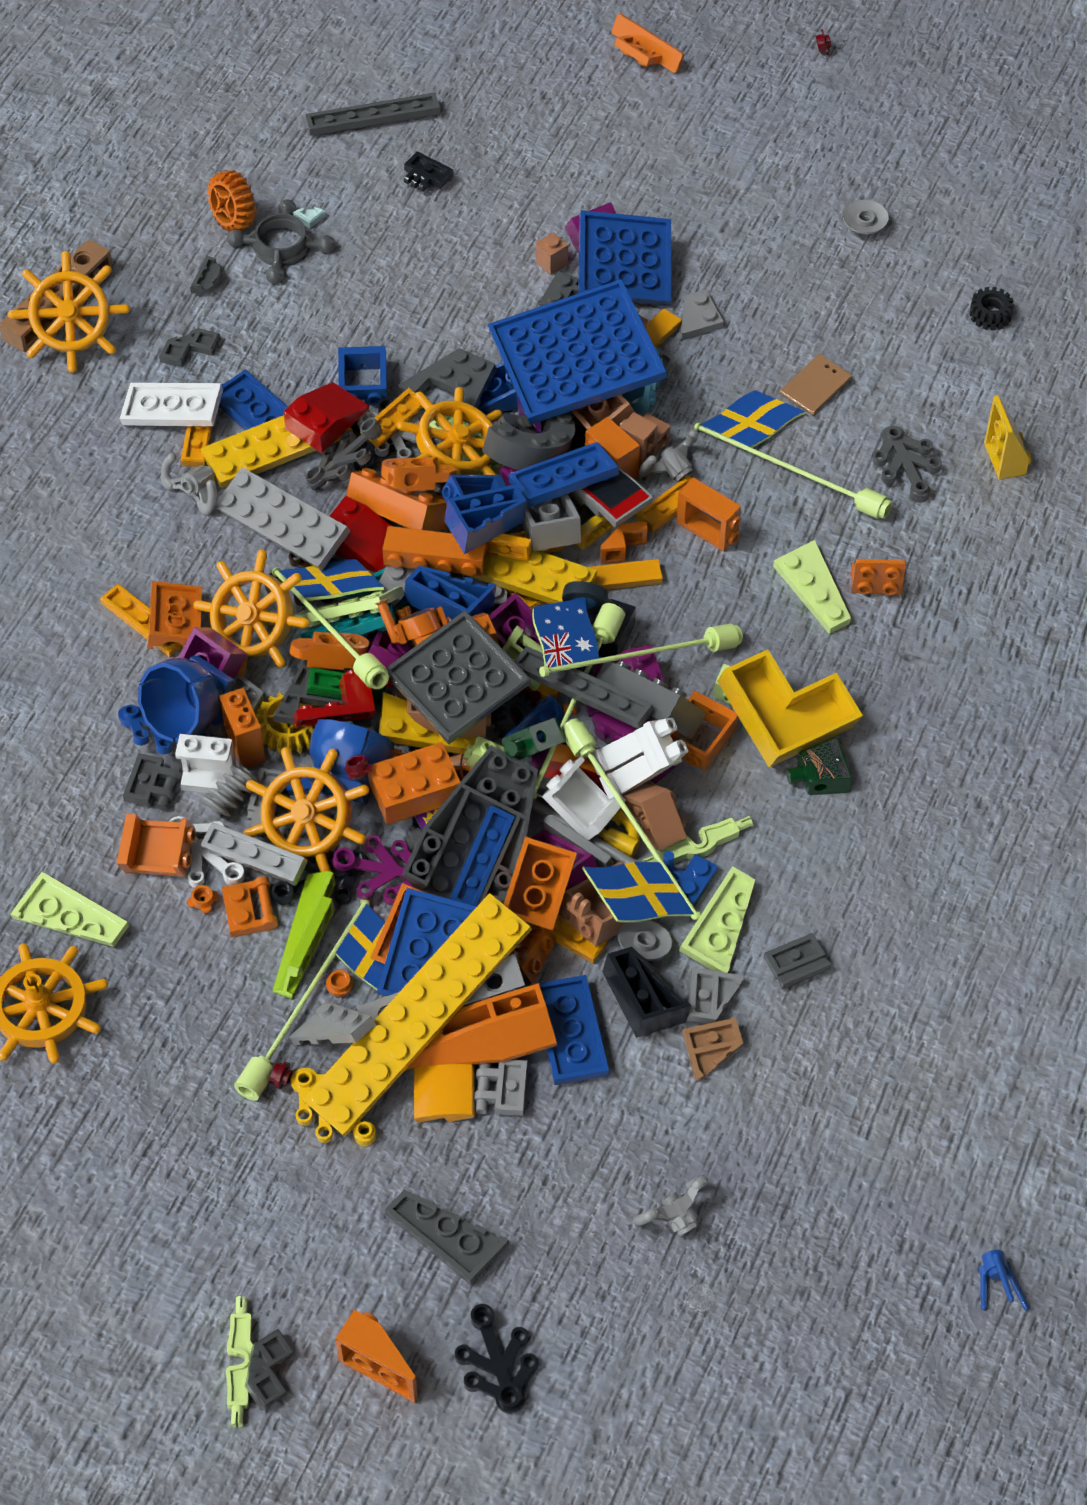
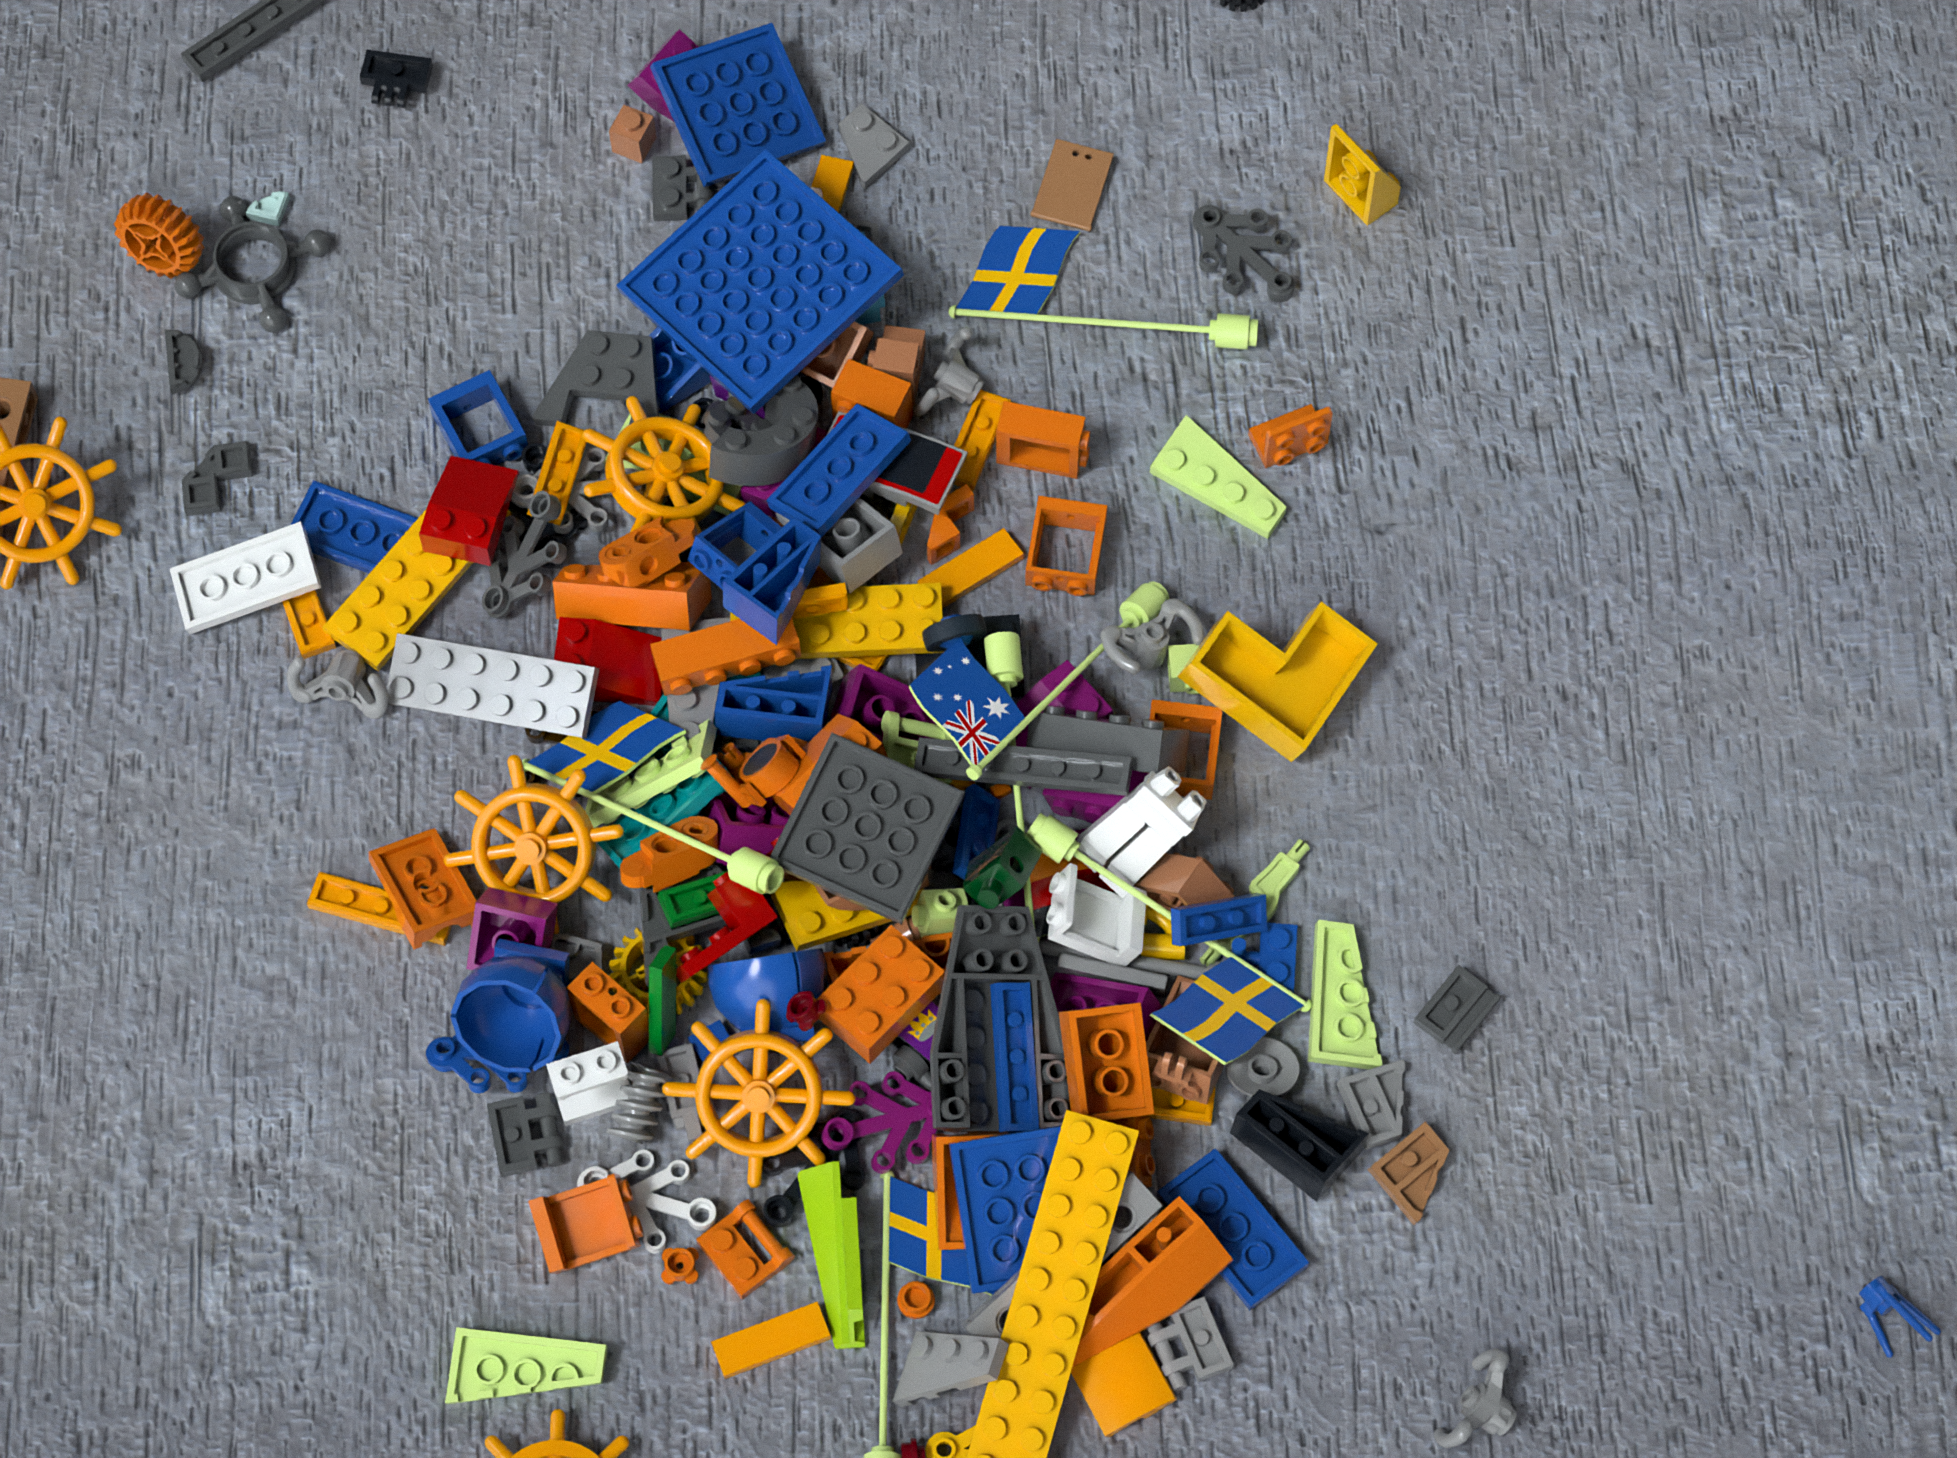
camera: 25 degrees left, 10 degrees up
(233, 967) = (771, 1340): none -> light orange tile
(254, 853) = (719, 1178): light grey gear -> none
(276, 731) = (662, 999): none -> green tile
(662, 833) = (1218, 919): none -> blue plate
(701, 565) = (1069, 515): none -> orange window
(710, 655) = (1150, 639): none -> light grey piece
(822, 769) = (1358, 736): dark green torso -> none

